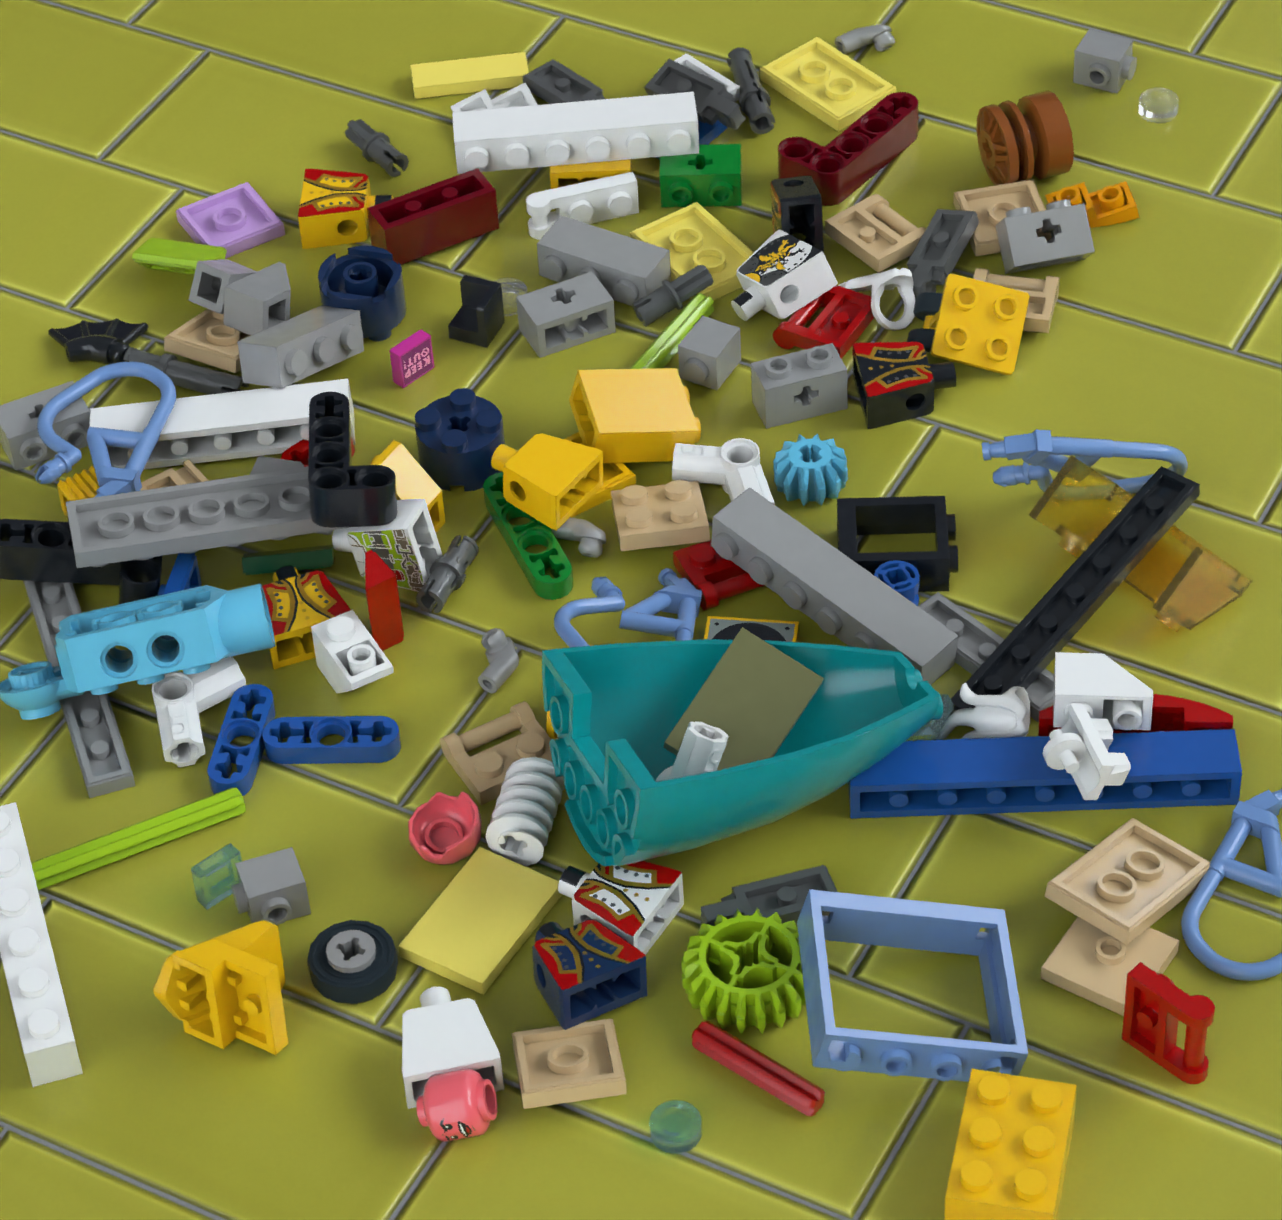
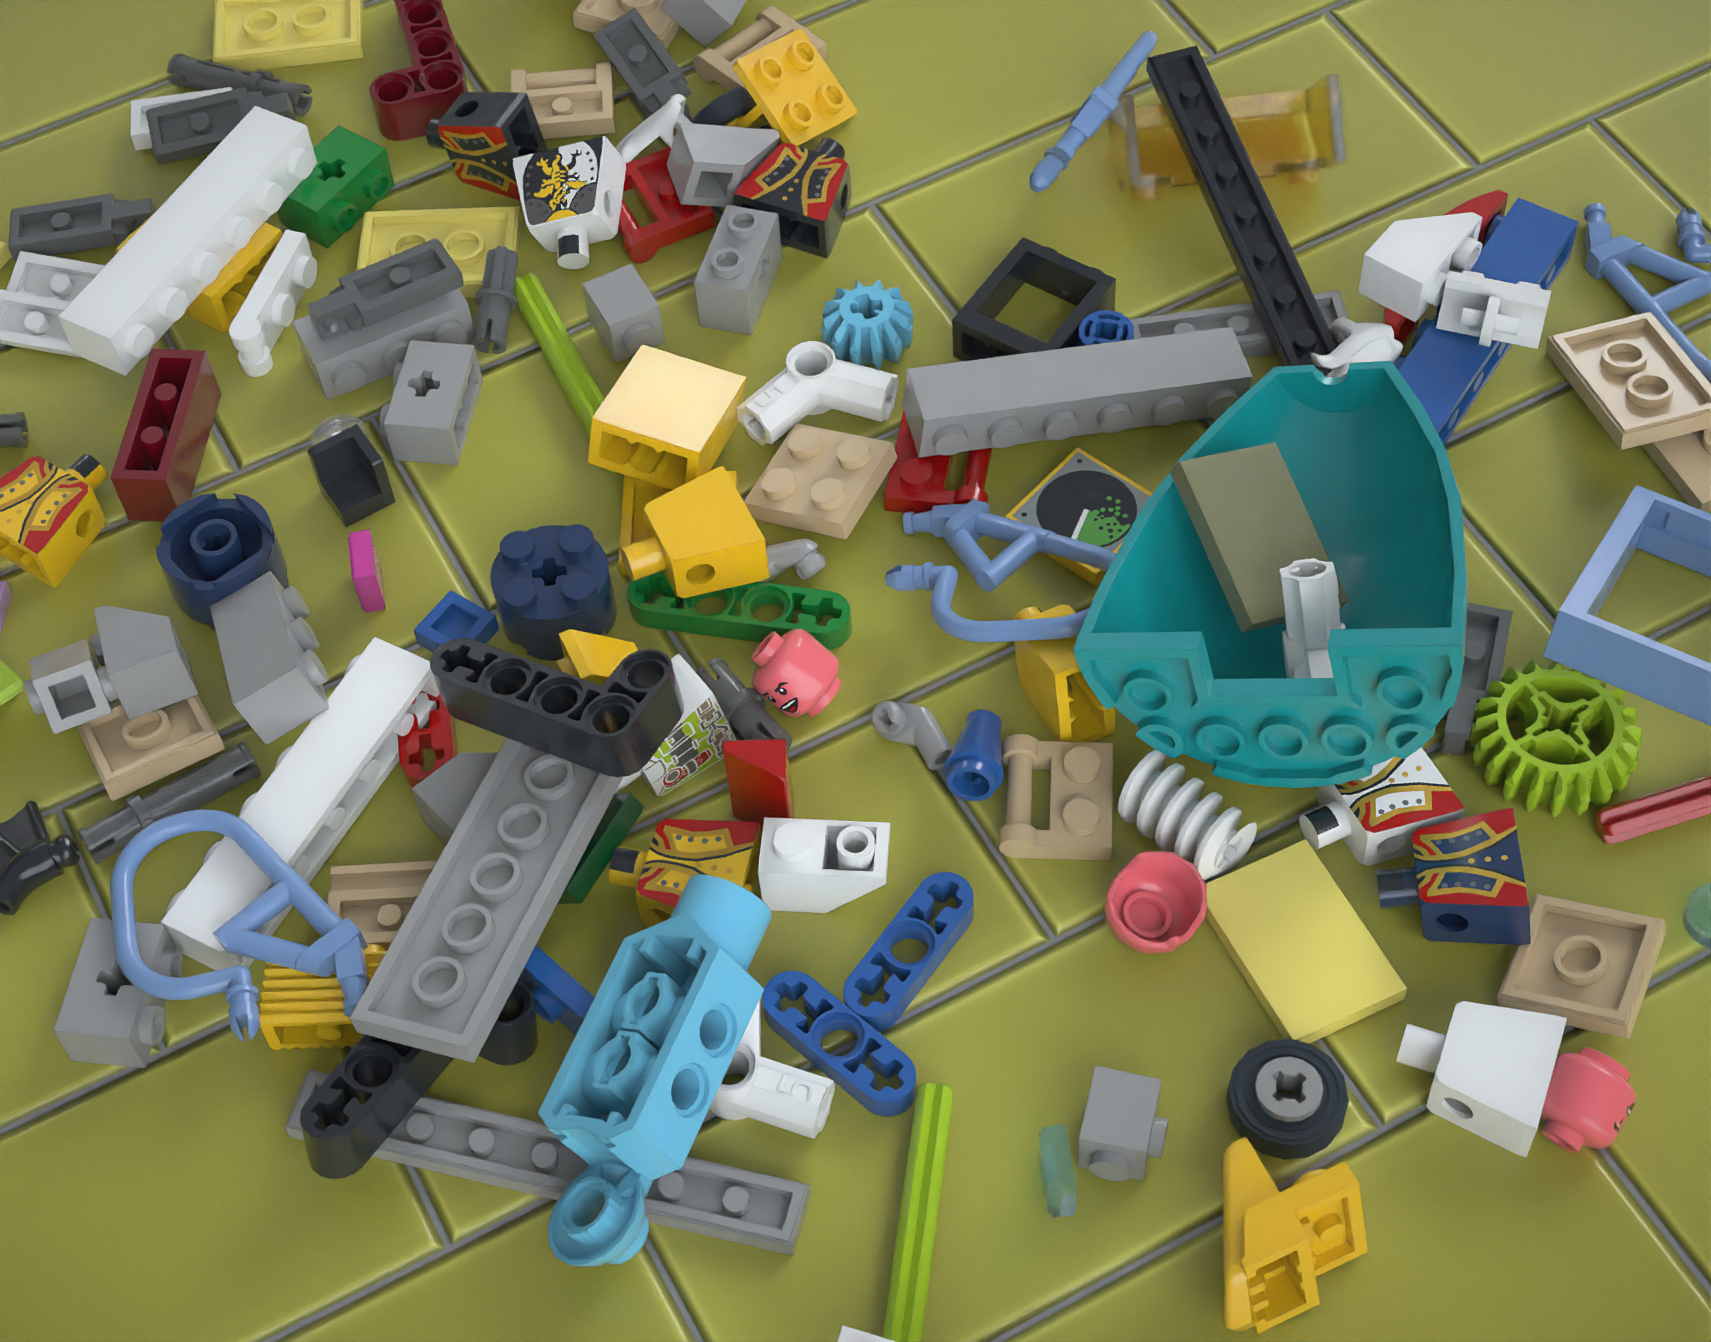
camera: 55 degrees left, 10 degrees up
(398, 419) = (454, 619): none -> blue plate
(486, 577) = (795, 673): none -> coral head
(494, 696) = (976, 759): none -> blue cone
(613, 234) = (386, 289): none -> dark grey hinge
(874, 316) = (715, 160): none -> light grey slope

